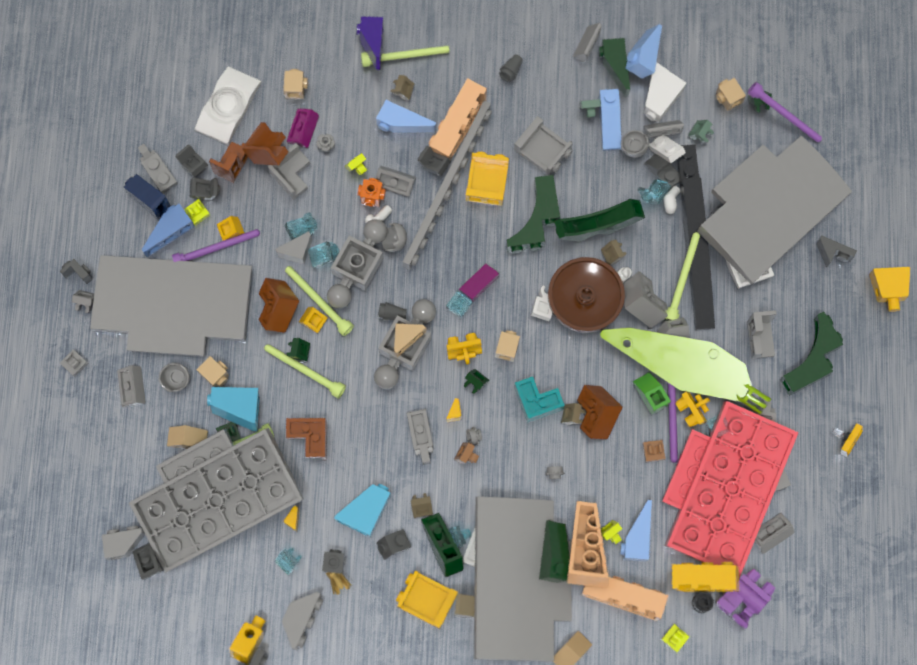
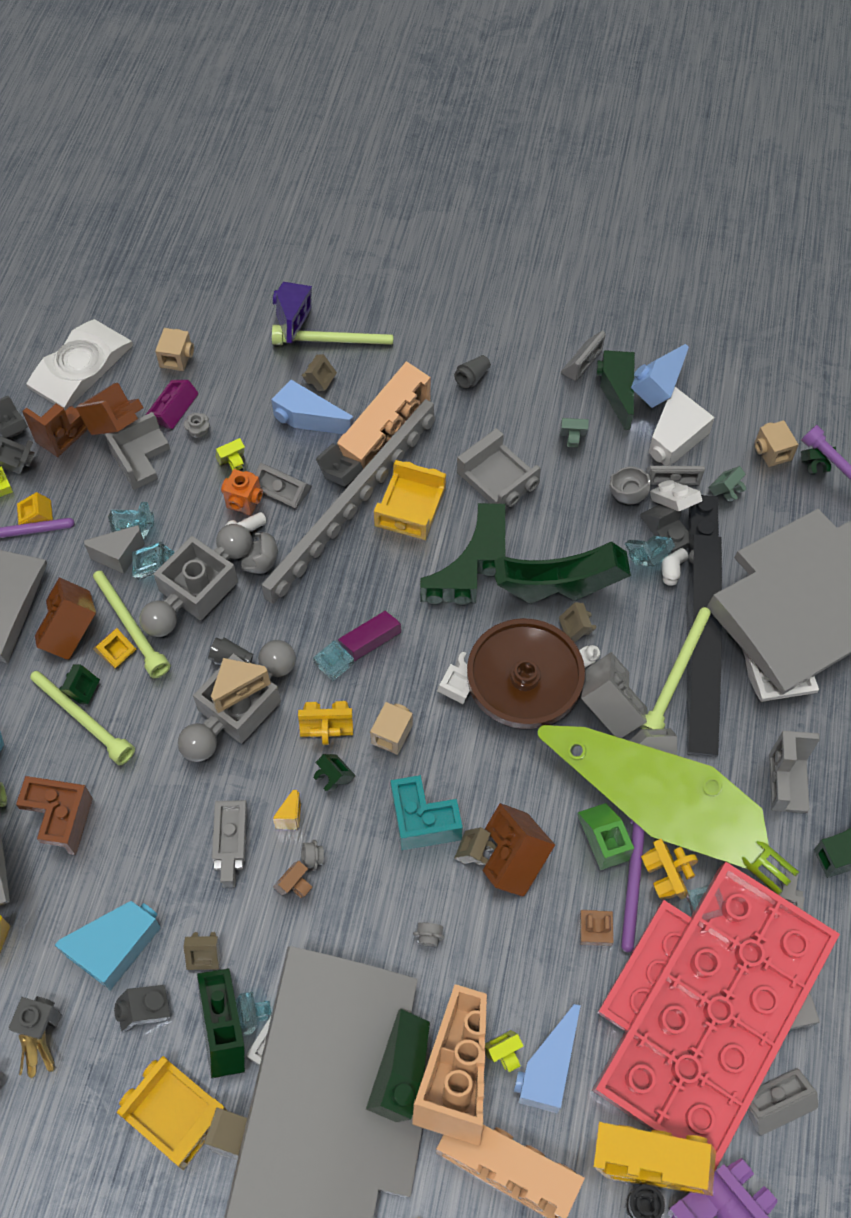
camera: 10 degrees right, 15 degrees down
(610, 119) = (599, 449): light blue slope -> none

